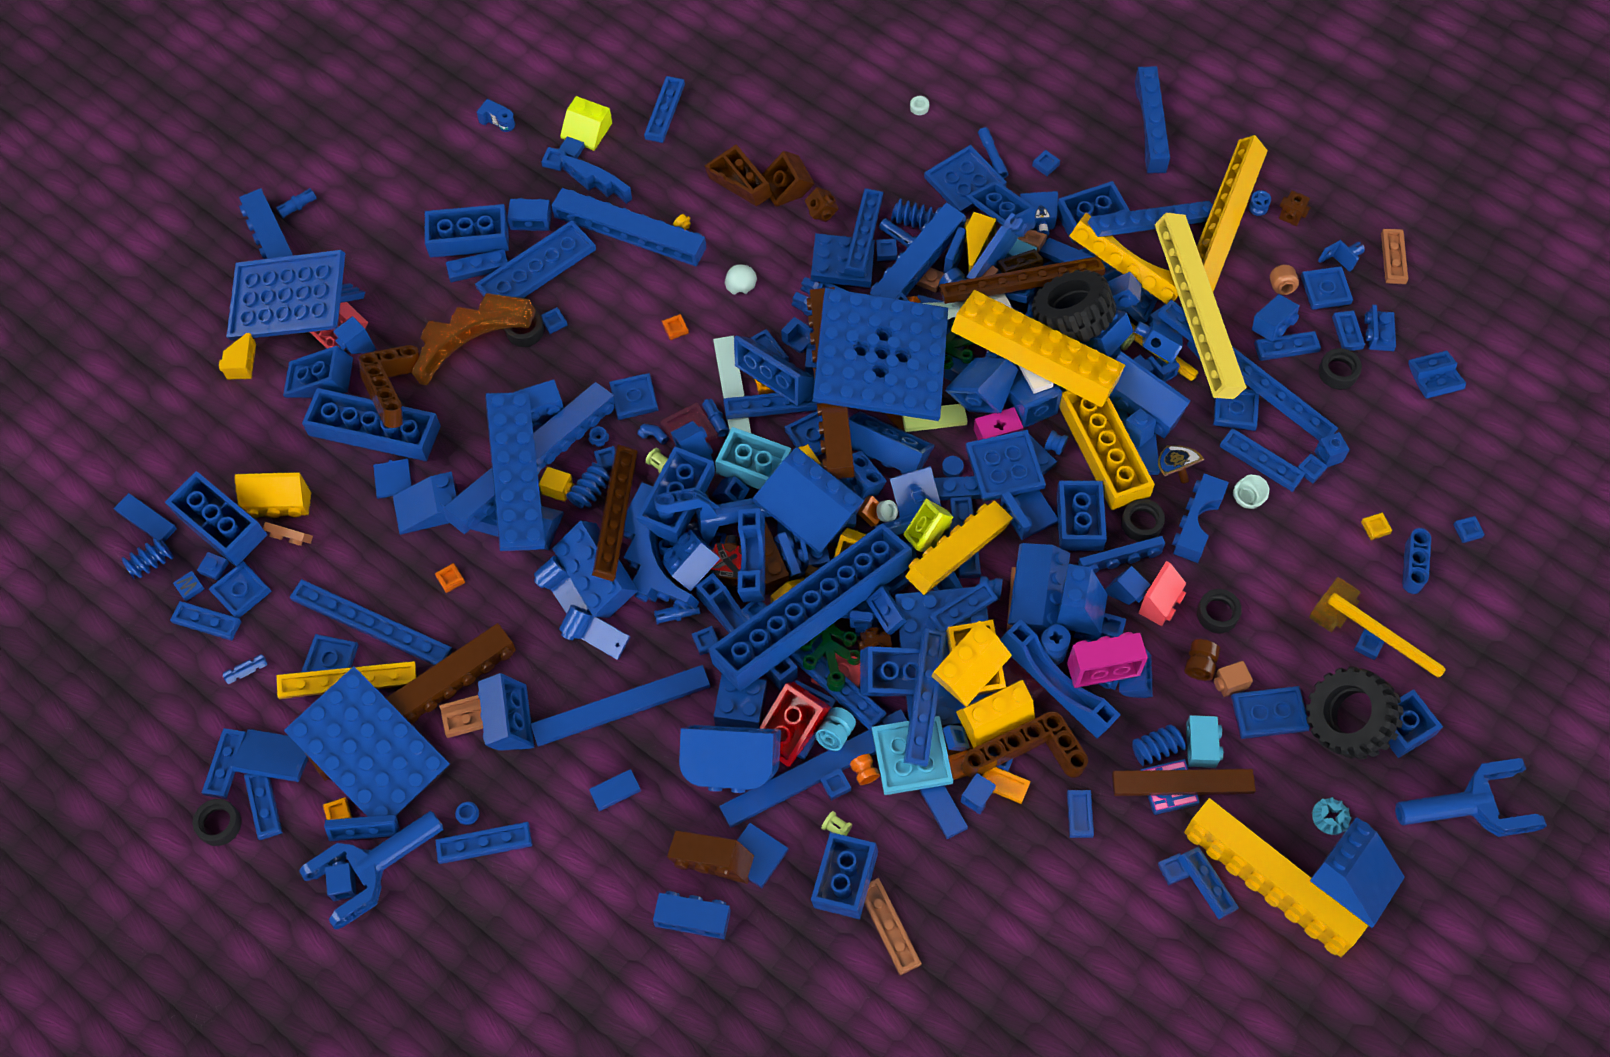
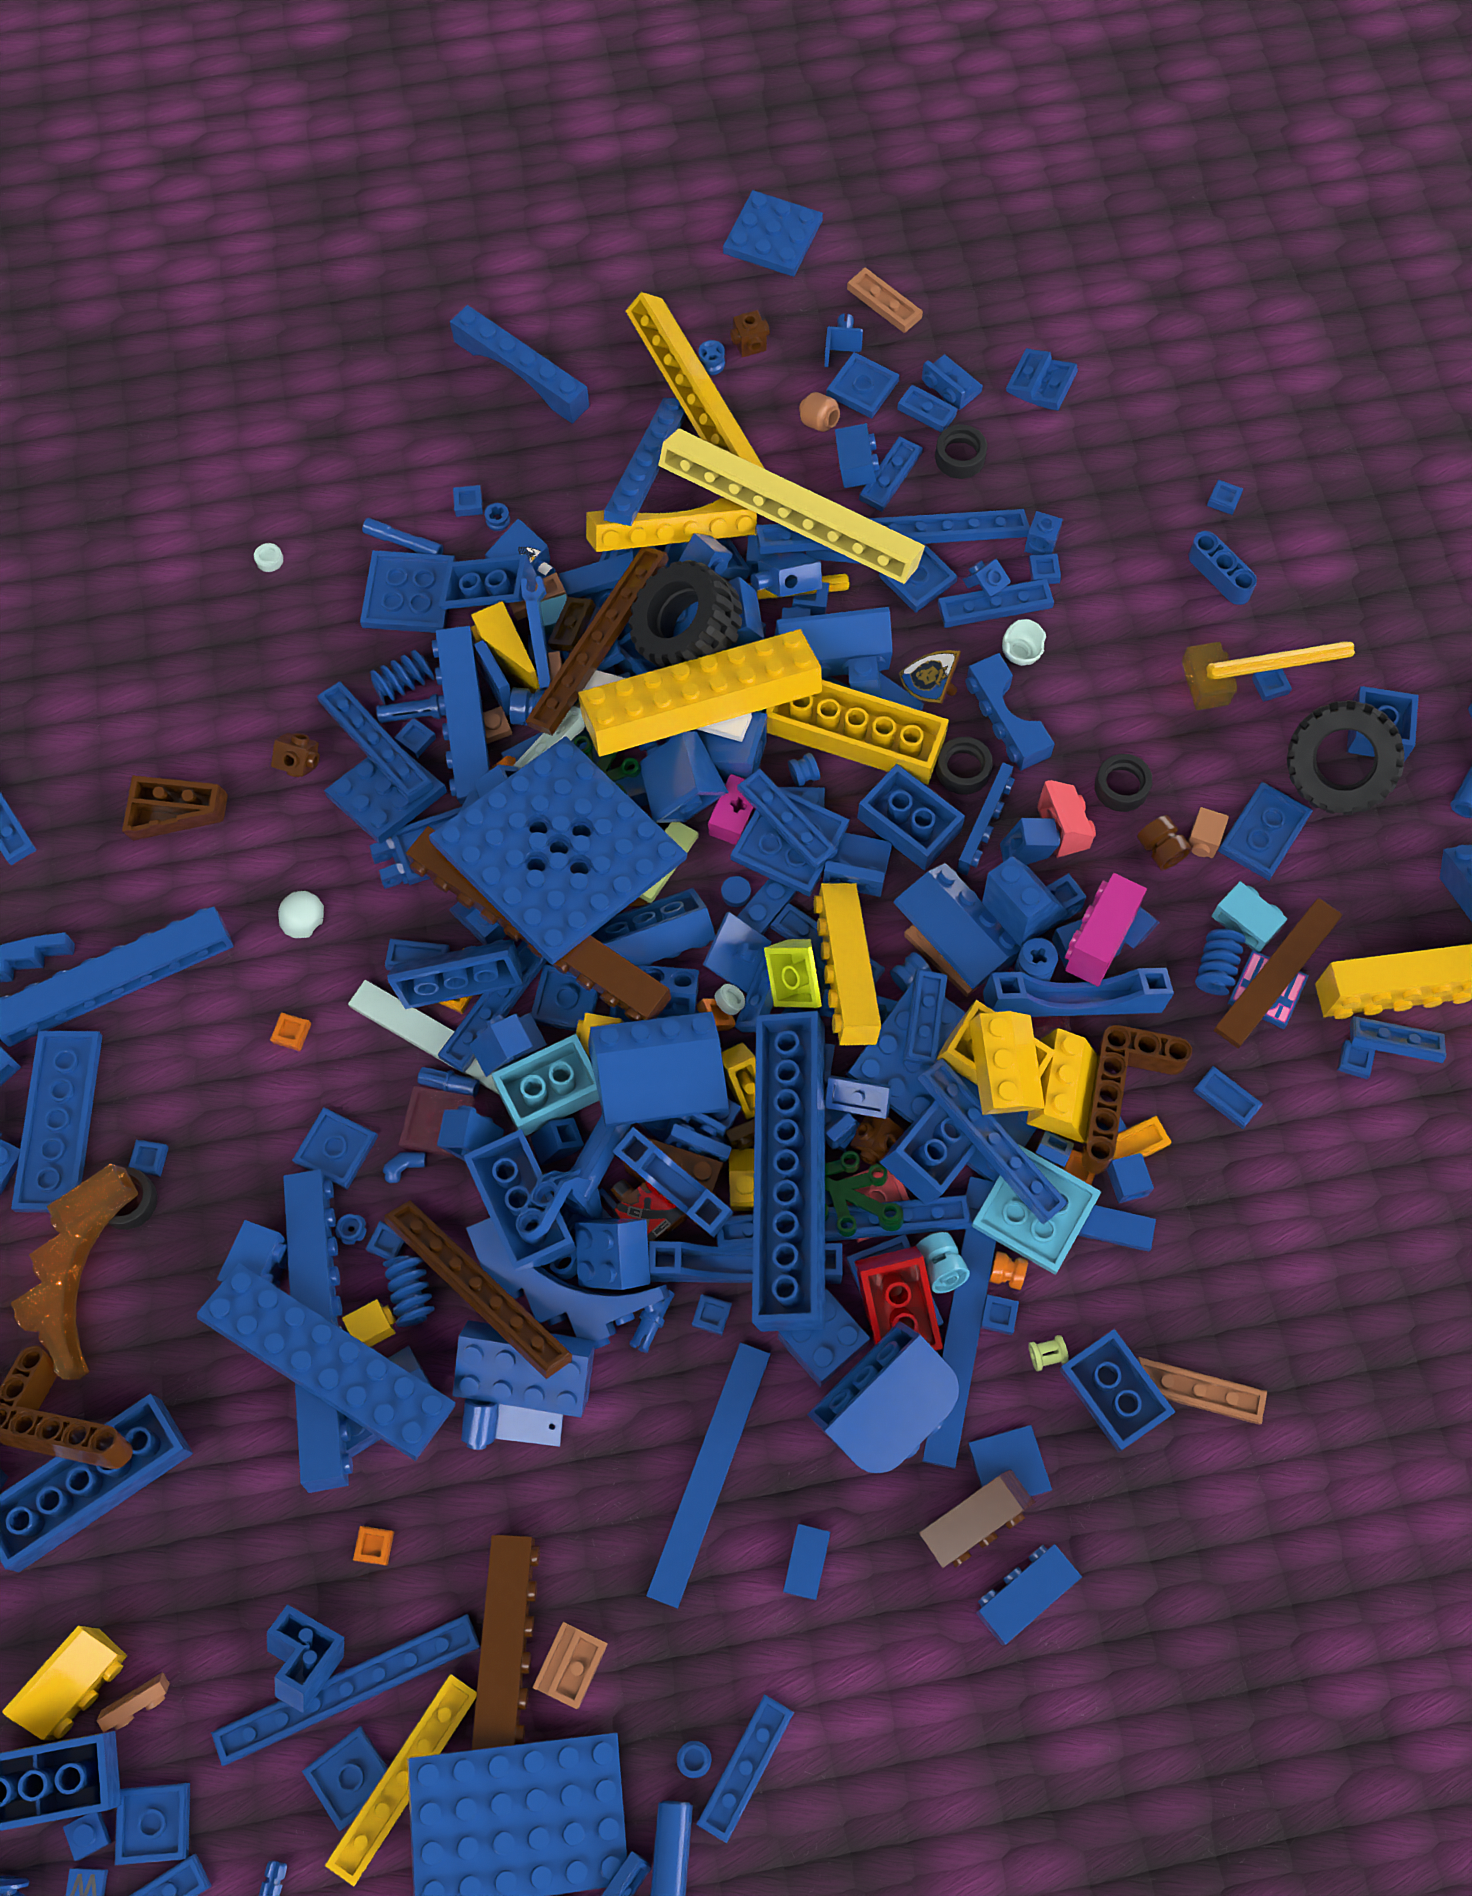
camera: 50 degrees left, 5 degrees up
(368, 589) = (309, 1656): none -> blue brick
(392, 477) = (176, 1512): blue piece -> none
(424, 503) = (253, 1498): blue slope -> none
(505, 713) = (612, 1617): blue slope -> none
(595, 631) = (597, 1428): door -> none
(656, 459) = (447, 1186): yellowish green bush -> none
(682, 221) = (165, 914): yellow plate -> none
(759, 420) = (506, 1042): none -> blue brick
(787, 178) = (225, 760): reddish brown slope -> none
(796, 335) = (431, 913): blue panel -> none
(1013, 453) = (787, 819): none -> blue tile
(1052, 178) = (502, 510): none -> blue bush
(1094, 201) = (564, 507): blue brick -> none
(1272, 442) = (989, 576): none -> blue bracket
(1327, 825) = (1405, 875): medium azure gear -> none
(1374, 170) = (773, 233): none -> blue plate
(1376, 526) = (1153, 569): yellow tile -> none

